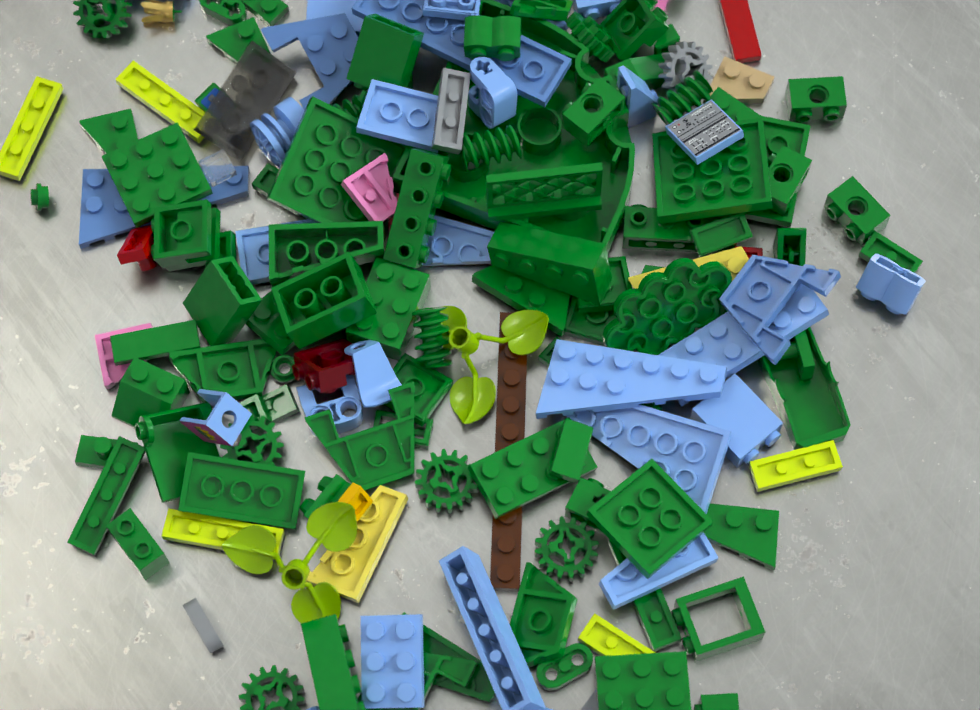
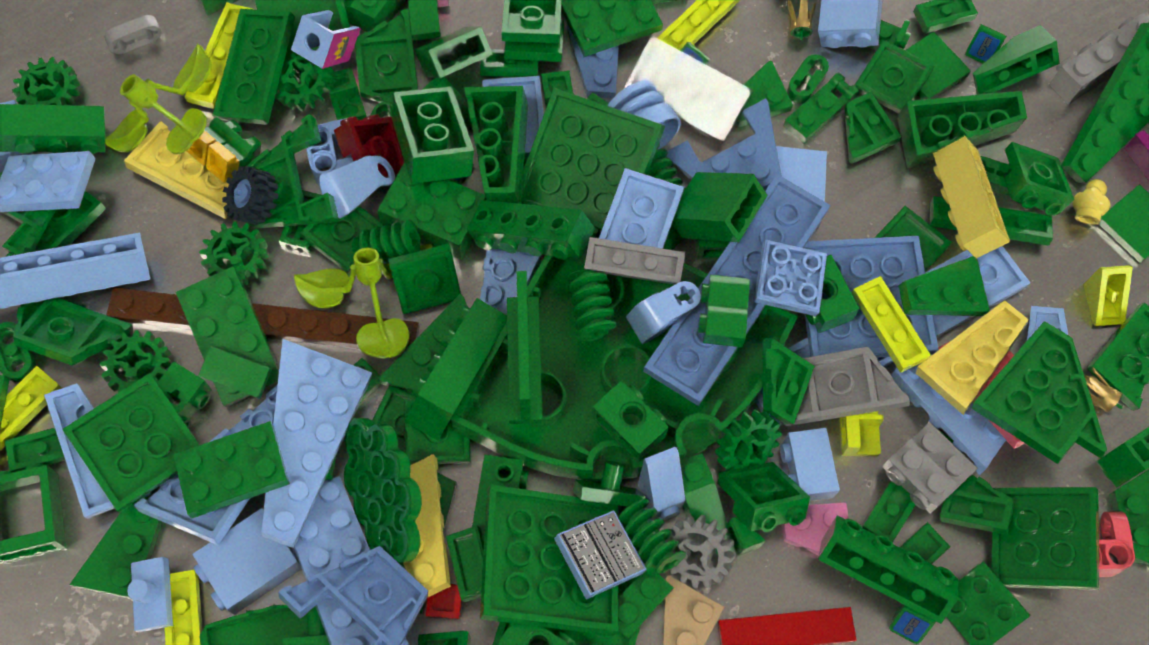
camera: 90 degrees right, 0 degrees up
(217, 168) = (609, 59): clear tile -> none
(244, 215) = (559, 80): none -> green plate
(373, 190) = (563, 189): bright pink wing -> none
(392, 464) = (250, 195): none -> black wheel
(463, 302) = (425, 278): none -> green tile
(644, 138) = (609, 489): none -> green tile
(668, 426) = (230, 469): none -> green plate
(776, 489) = (151, 594): none -> light blue tile

